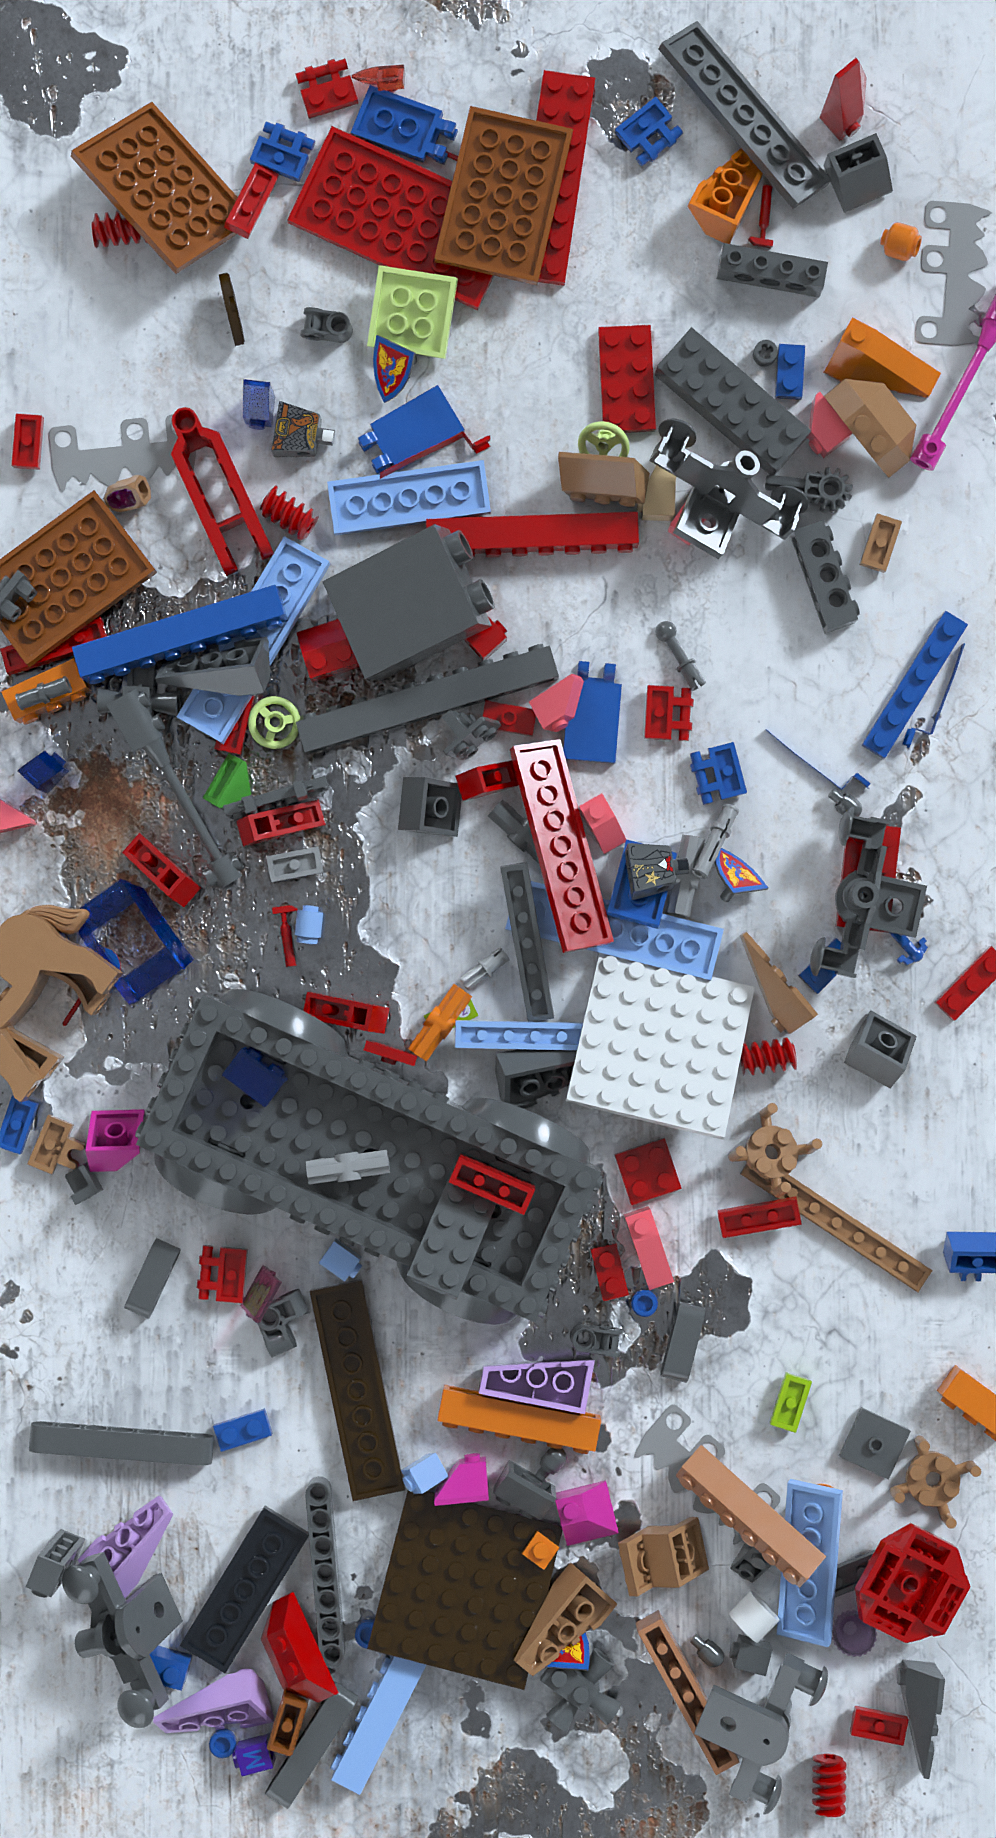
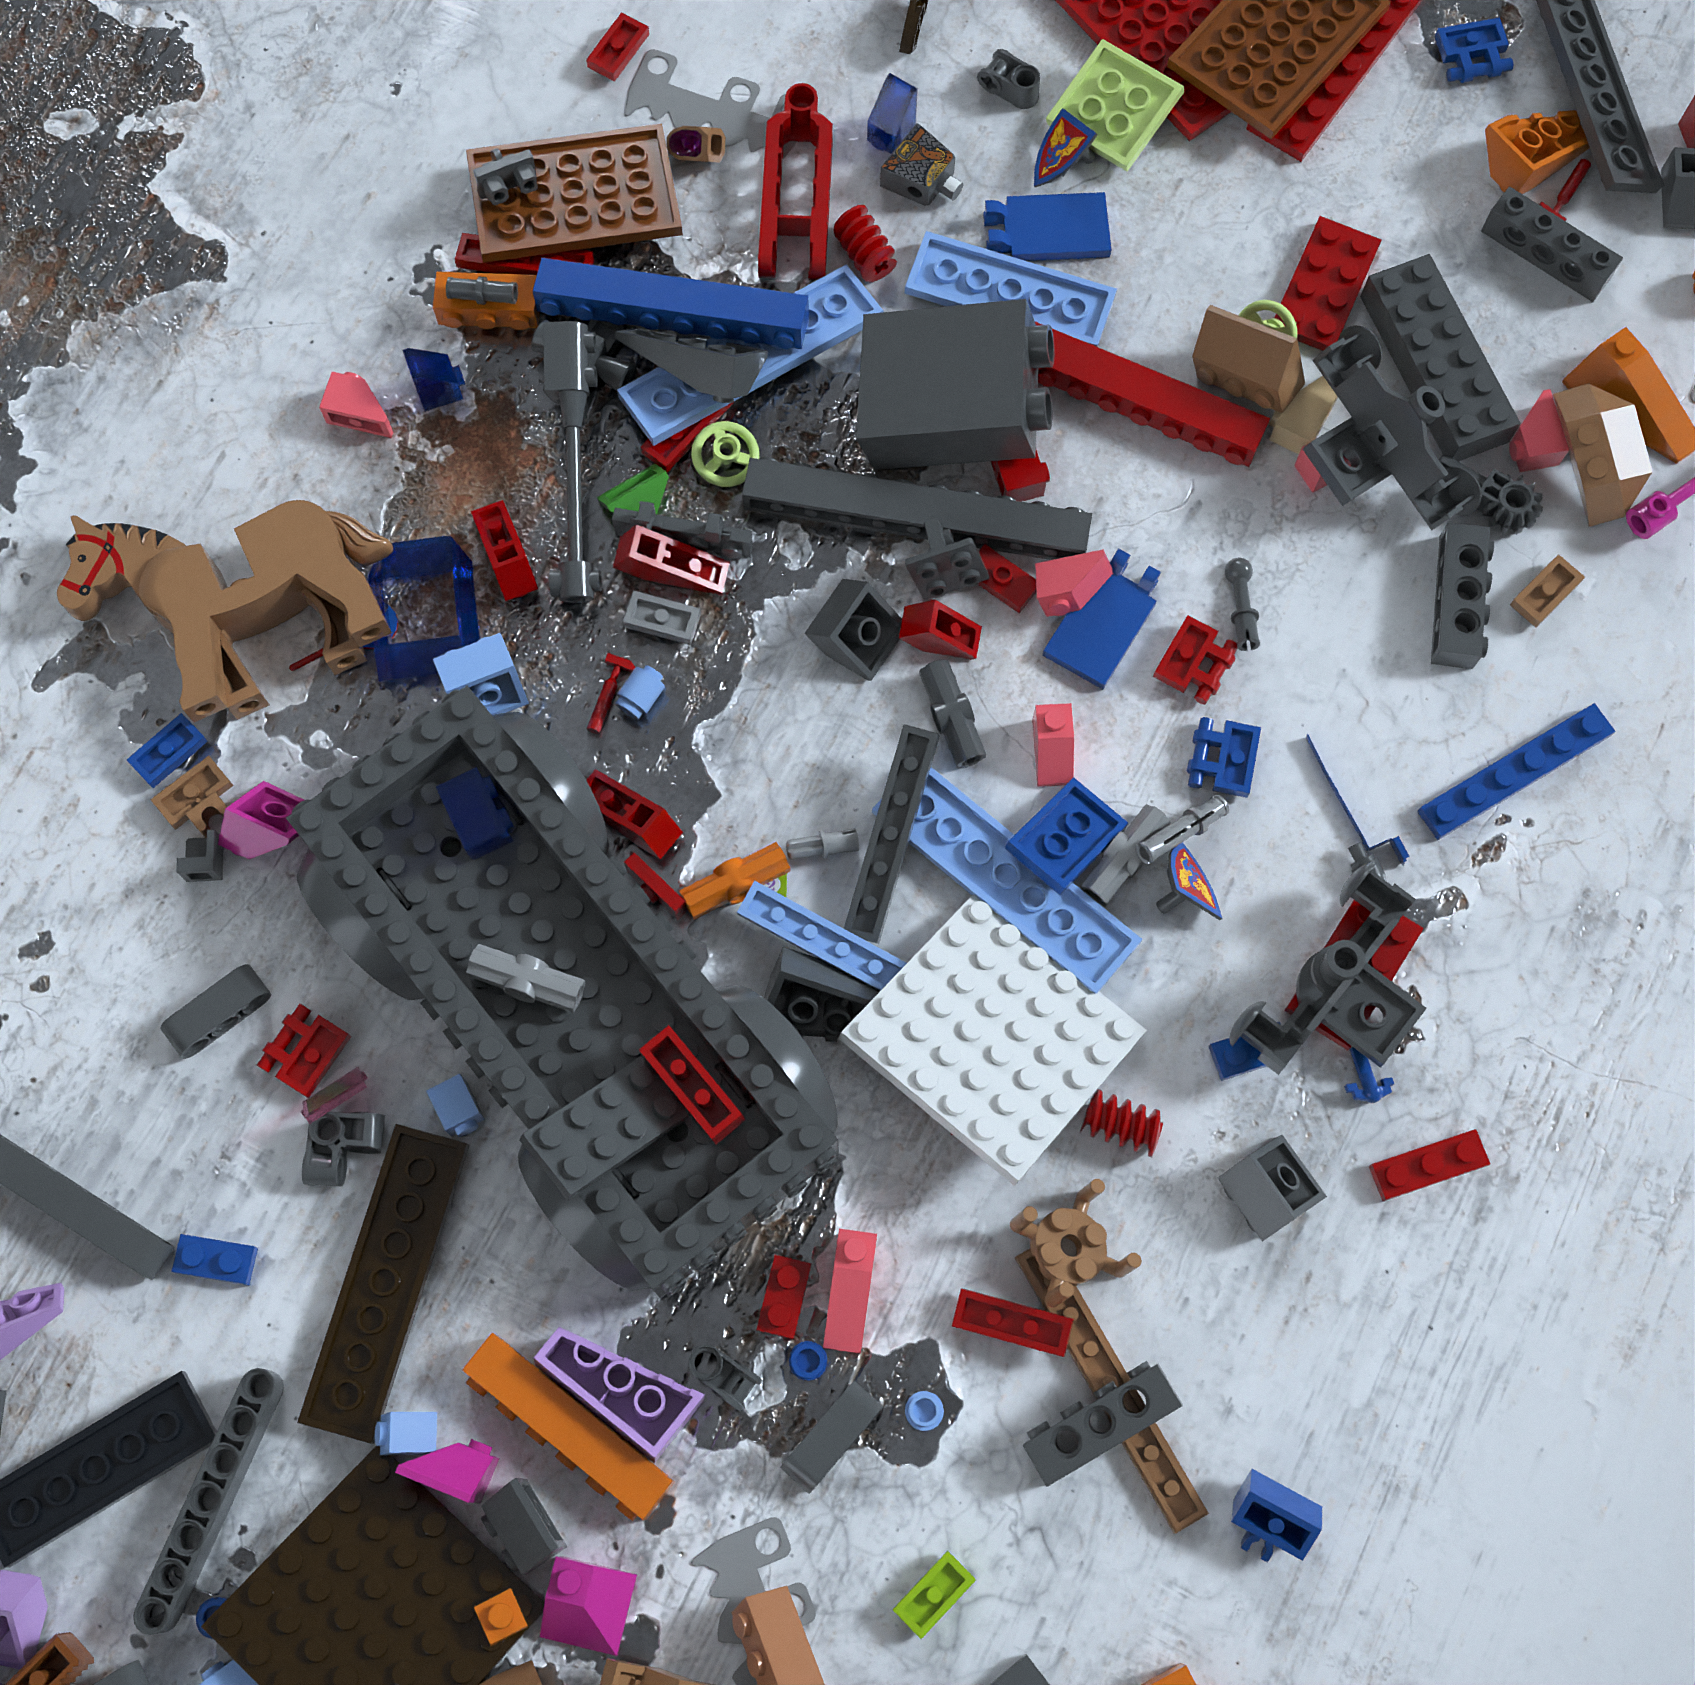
camera: 25 degrees right, 15 degrees down
(199, 972) = (486, 671): none -> light blue slope
(295, 1652) = (109, 1588): red wedge -> none
(326, 650) = (826, 408): red slope -> none
(477, 446) = (1118, 274): red piece -> none
(551, 1463) = (579, 1509): dark grey cylinder -> none
(561, 845) = (990, 744): plate -> none
(647, 1171) = (898, 1193): red plate -> none
(652, 869) = (1089, 819): dark grey torso -> none
(730, 1297) = (924, 1411): none -> light blue plate
(769, 345) = (1510, 322): dark grey bush -> none
(783, 1002) = (1177, 1063): medium nougat wedge -> none
(790, 371) = (1523, 361): blue plate -> none
(828, 1288) = (1055, 1463): none -> dark grey brick
(910, 732) = (1491, 820): blue piece -> none

